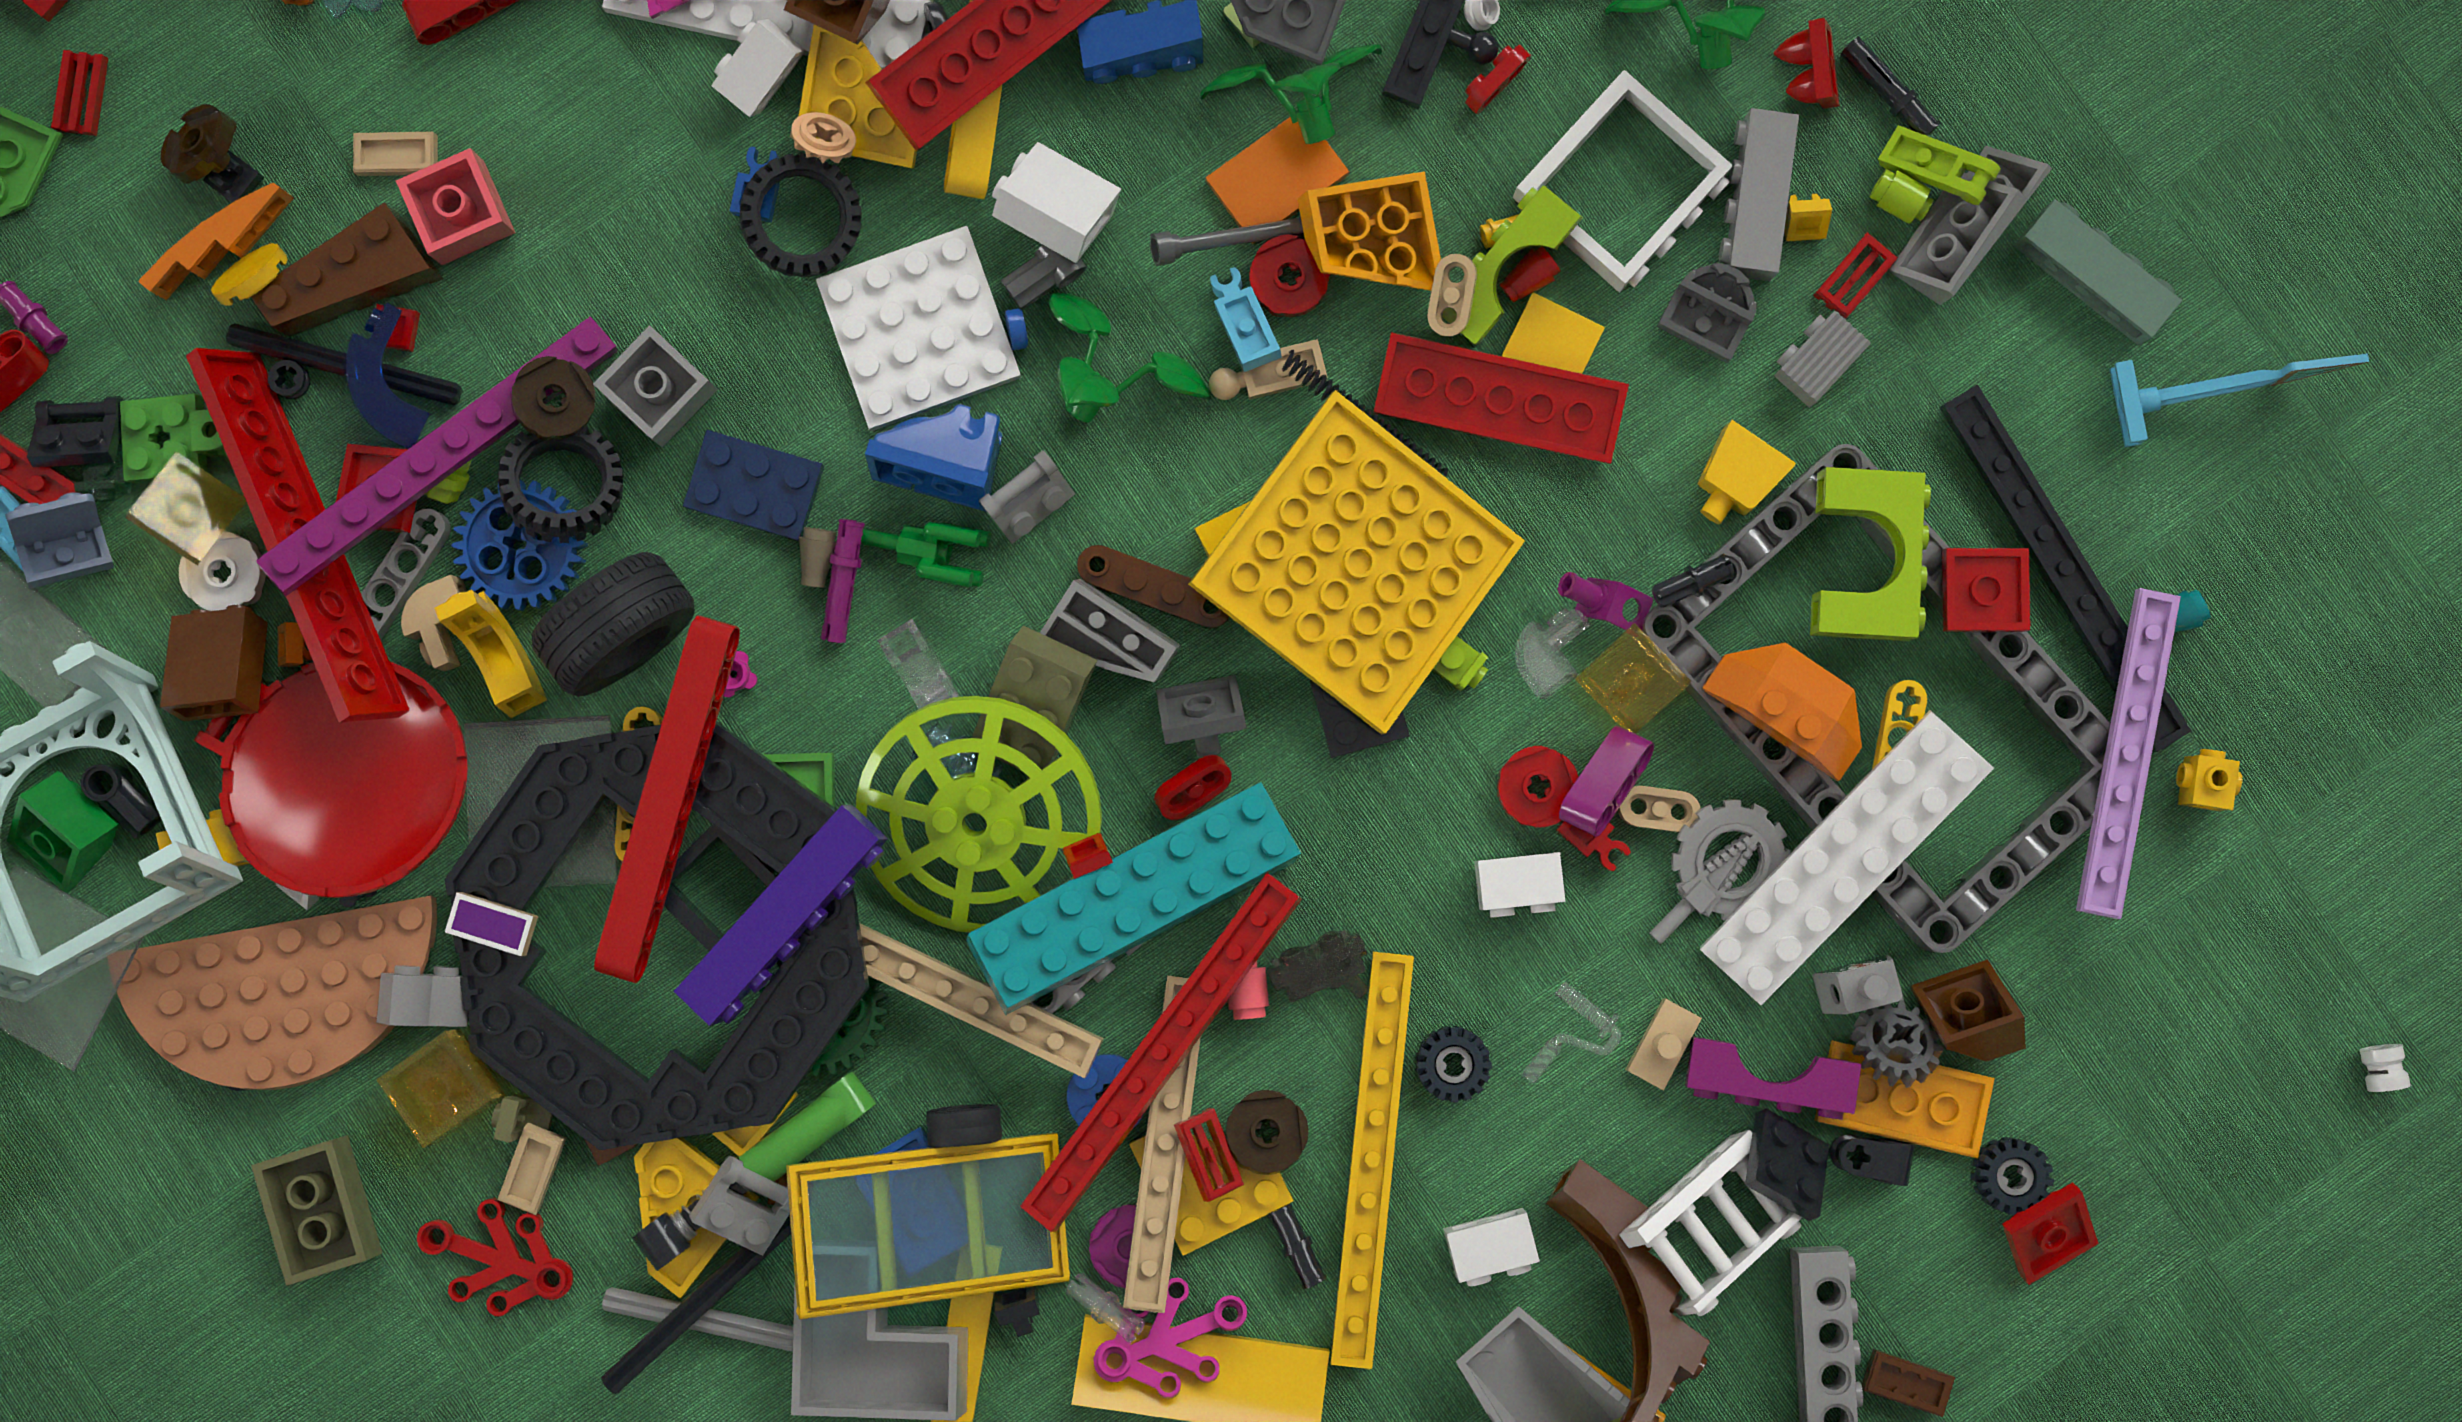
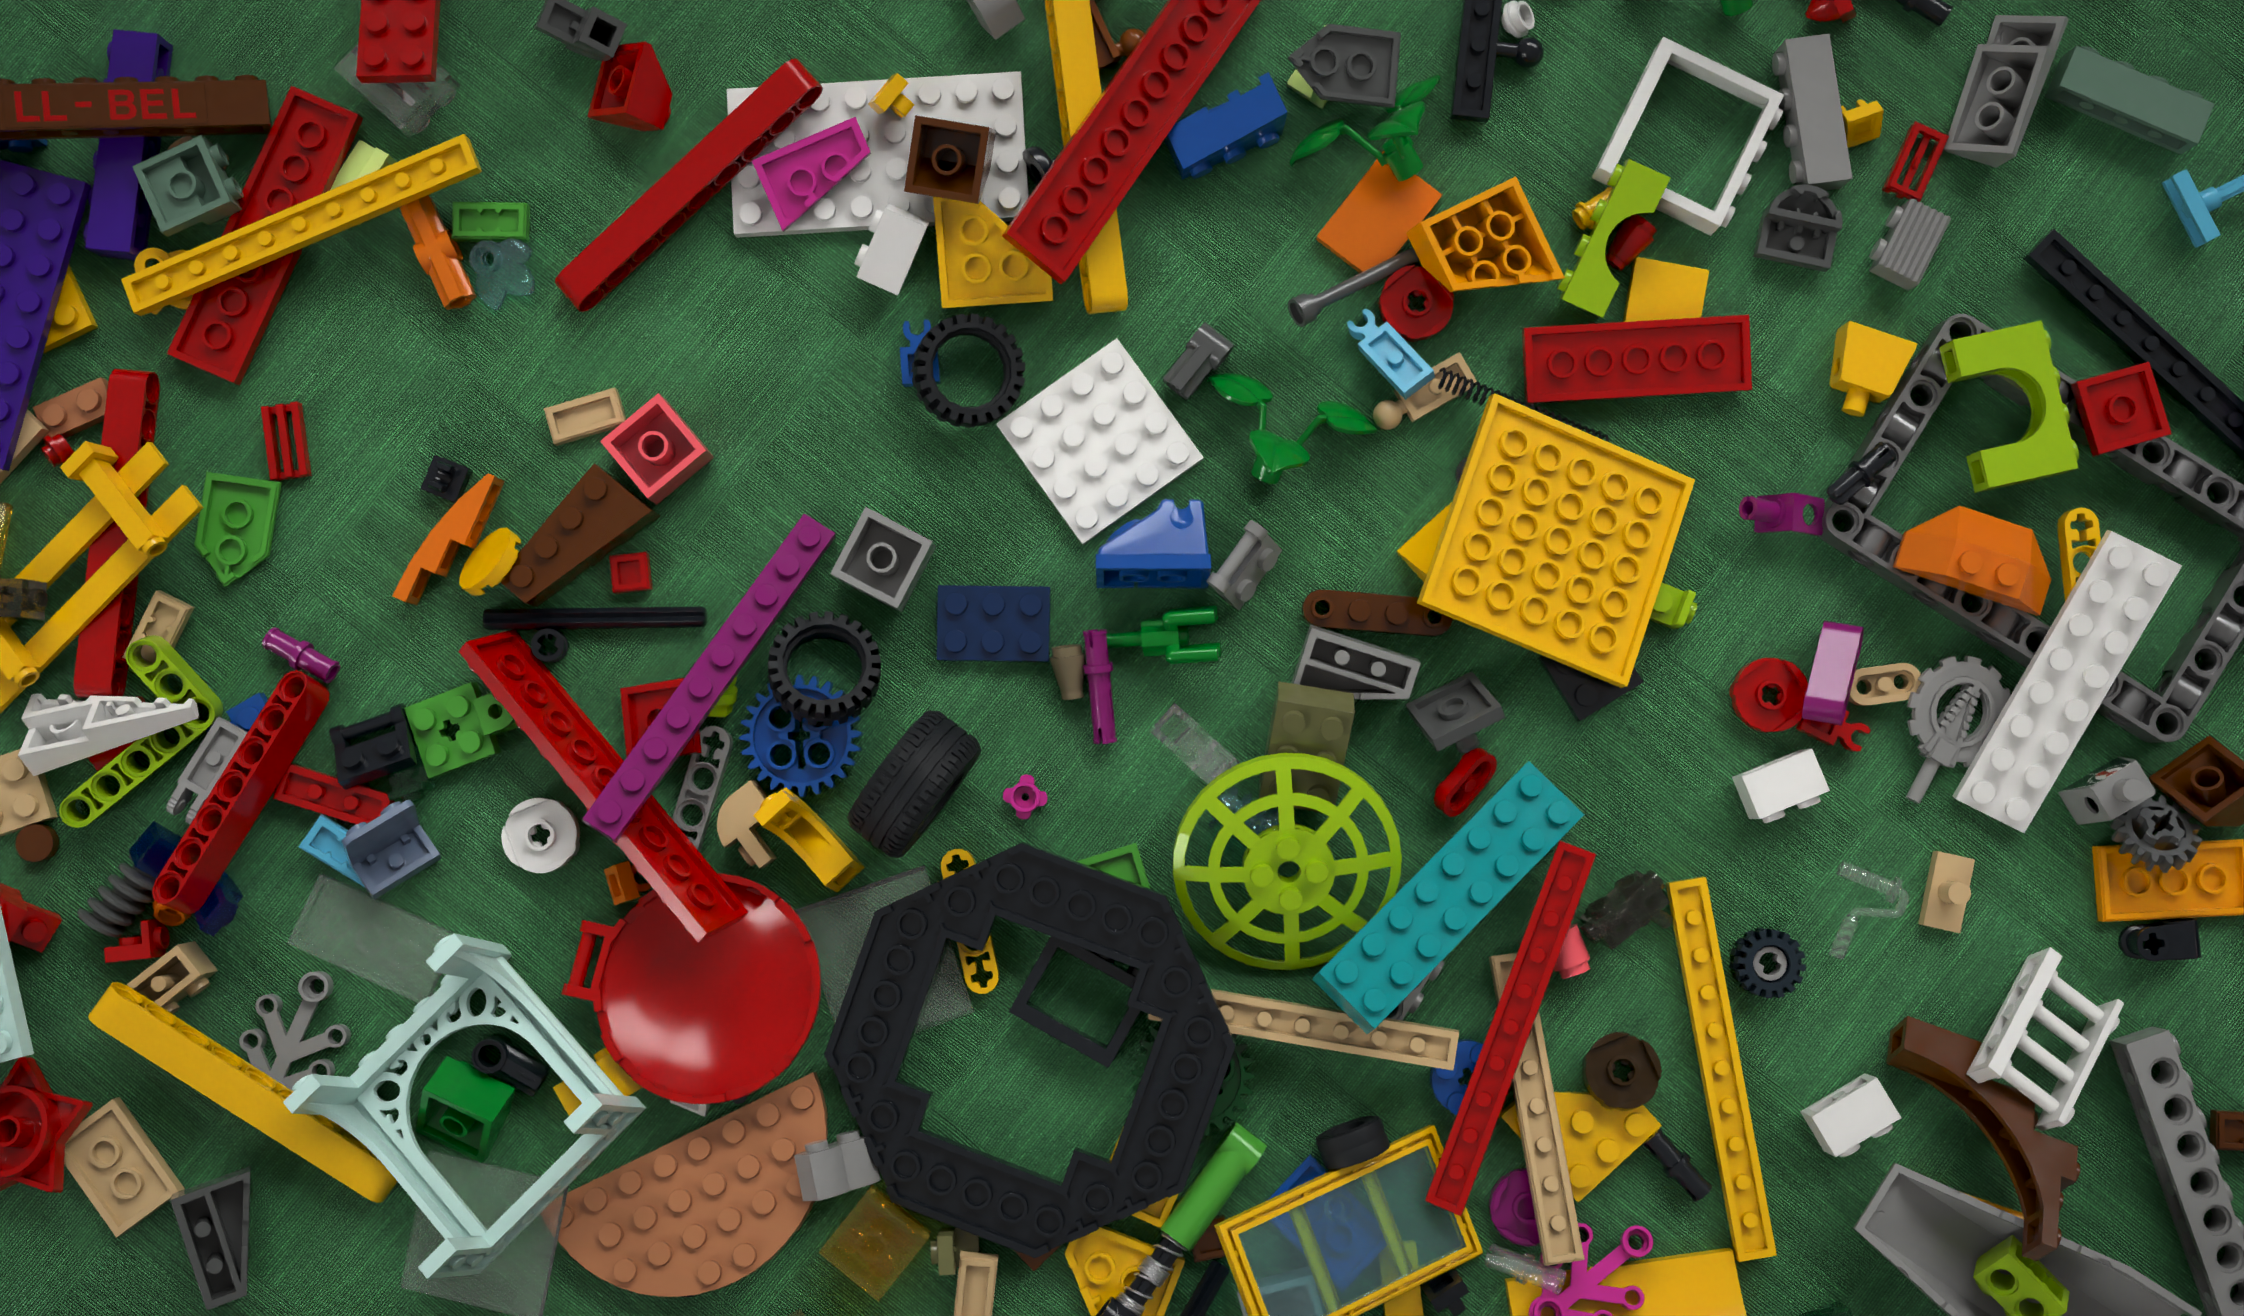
camera: 15 degrees left, 0 degrees up
(186, 508) = (496, 788): clear yellow tile -> none
(199, 144) = (410, 457): dark brown plate -> none
(214, 663) = (561, 919): reddish brown brick -> none
(367, 386) = (626, 631): clear blue arch -> none
(491, 924) = (879, 1083): tile -> none
(558, 375) = (798, 618): dark brown plate -> none
(667, 799) = (1009, 927): red beam -> none
(738, 1216) = (1181, 1282): light grey plate -> none
(781, 915) = (1143, 1002): dark purple brick -> none
(827, 128) = (971, 286): light nougat gear -> none
(1016, 329) = (1188, 417): blue tile -> none
(1055, 201) = (1192, 294): white brick -> none
(1087, 855) = (1398, 871): red tile -> none
(1194, 1159) = (1573, 1109): red tile -> none
(1450, 294) = (1573, 279): tan plate -> none
(1507, 67) = (1555, 62): red plate -> none
(1539, 652) = (1739, 579): clear brick -> none
(1633, 679) = (1828, 576): clear yellow tile -> none
(1787, 1164) = (2093, 968): black plate -> none
(1825, 1084) = (2101, 888): magenta arch -> none
(1901, 196) = (1937, 80): lime brick -> none
(1938, 164) = (1964, 43): lime plate -> none

